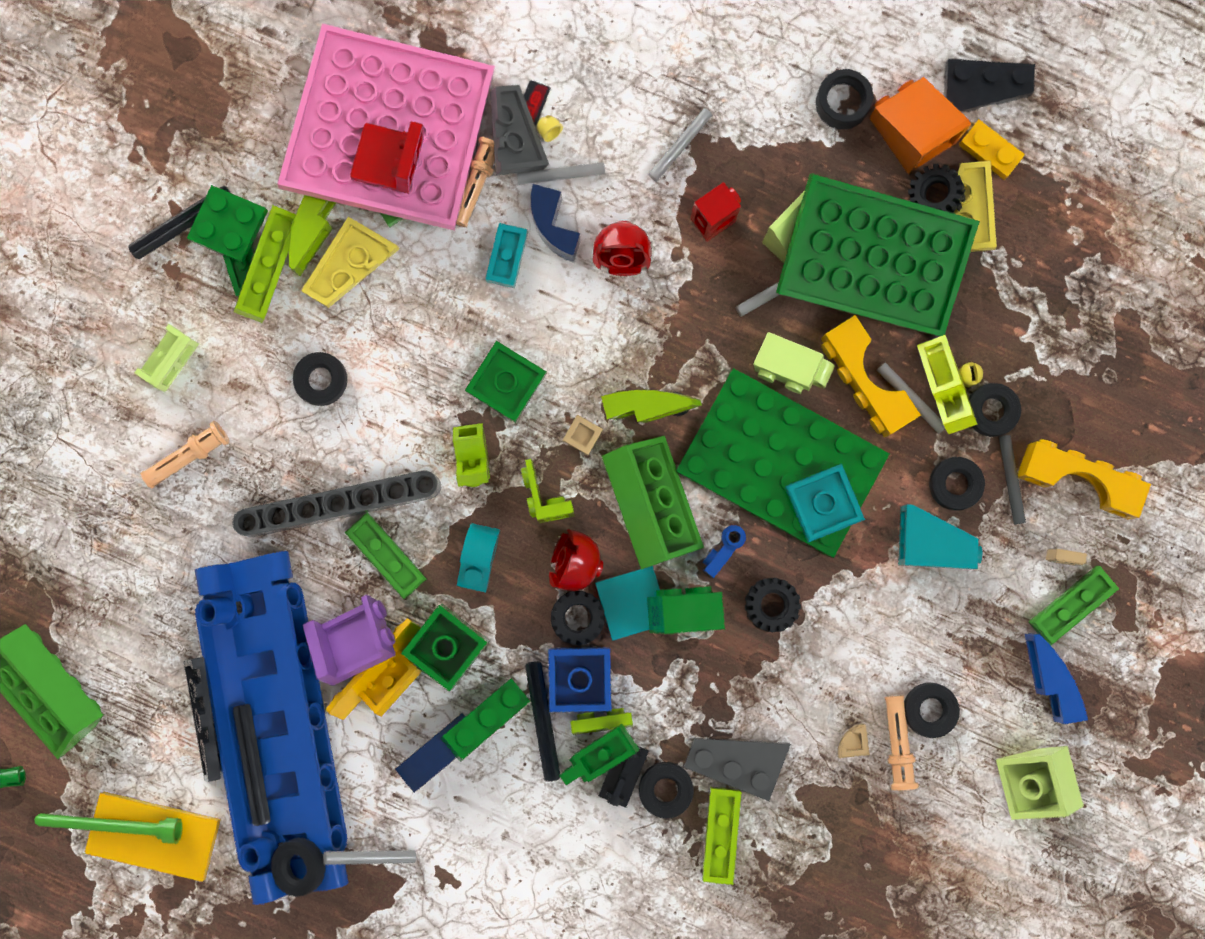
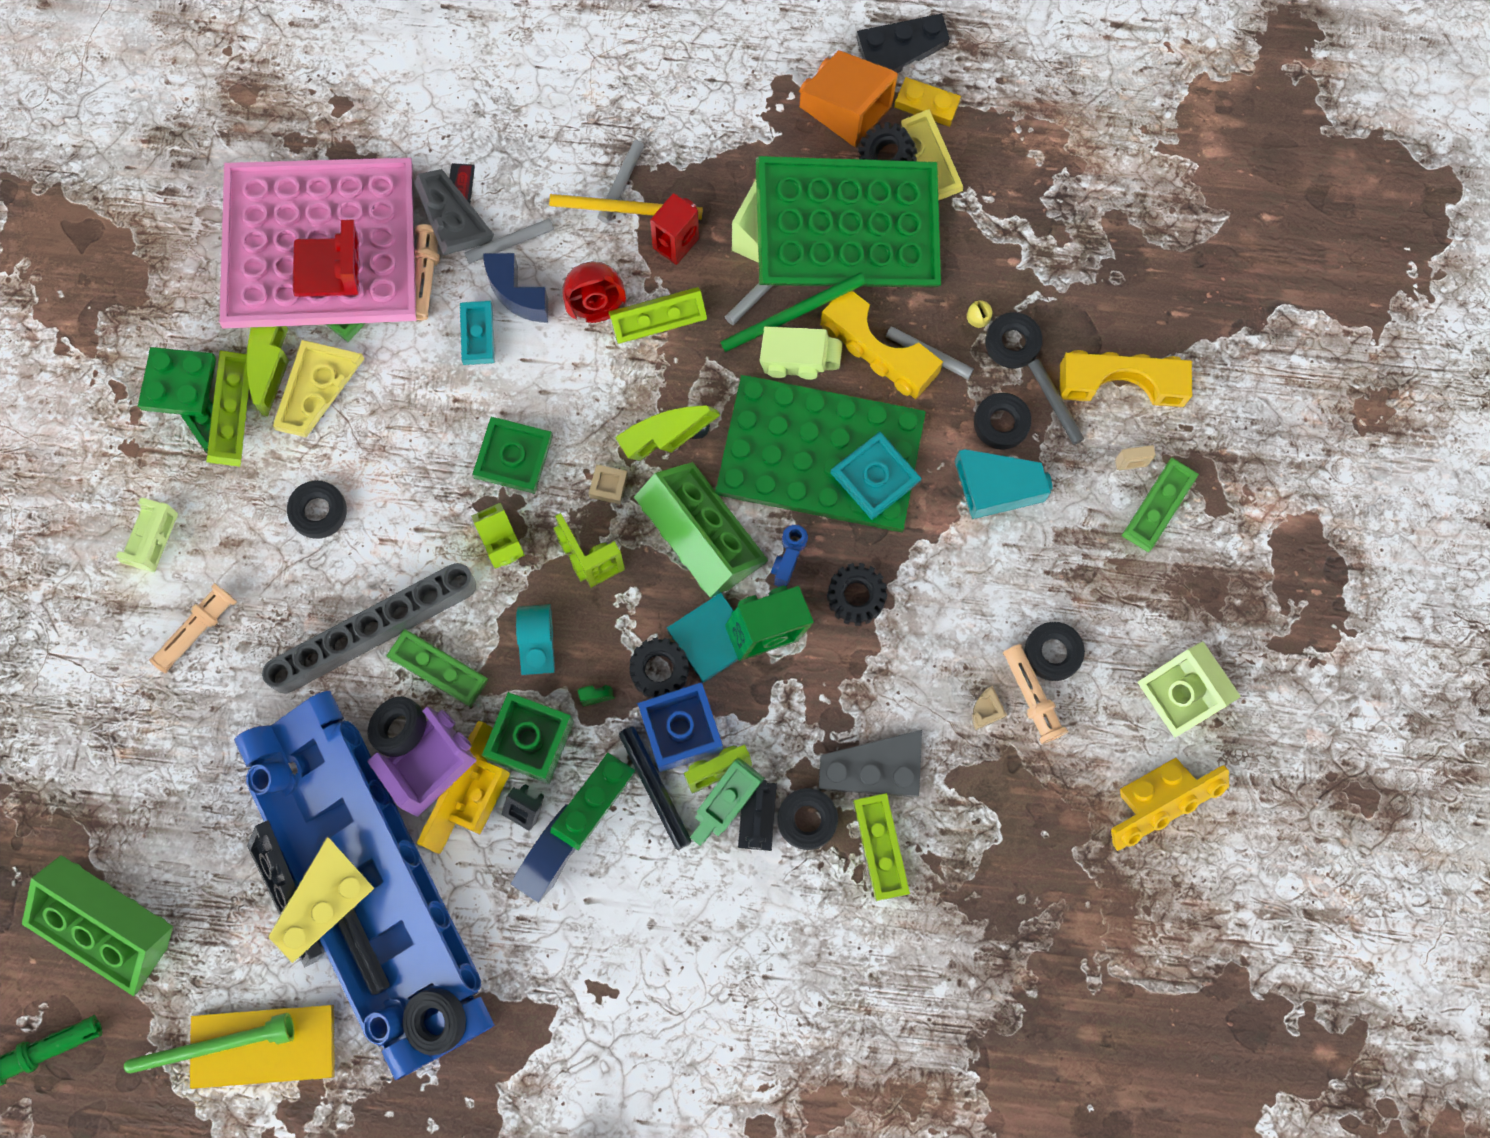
camera: 20 degrees left, 10 degrees down
(167, 230) = (112, 411): black axle -> none
(230, 737) = (322, 898): none -> light yellow wing
(322, 592) = (408, 737): none -> black tyre
(369, 857) = (509, 987): light grey bar -> none
(423, 705) = (522, 808): none -> black tile
(515, 623) = (591, 696): none -> green tile
(549, 128) = (484, 201): light yellow hinge -> none
(576, 562) = (639, 610): red cylinder -> none
(666, 169) = (609, 205): none -> yellow piece
(675, 288) = (658, 315): none -> lime plate
(799, 325) = (794, 312): none -> green piece
(850, 78) = (768, 74): black tyre -> none
(946, 384) = (959, 328): neon yellow slope -> none
(981, 869) = (1163, 797): none -> yellow bracket
(1054, 680) = (1167, 580): blue slope -> none

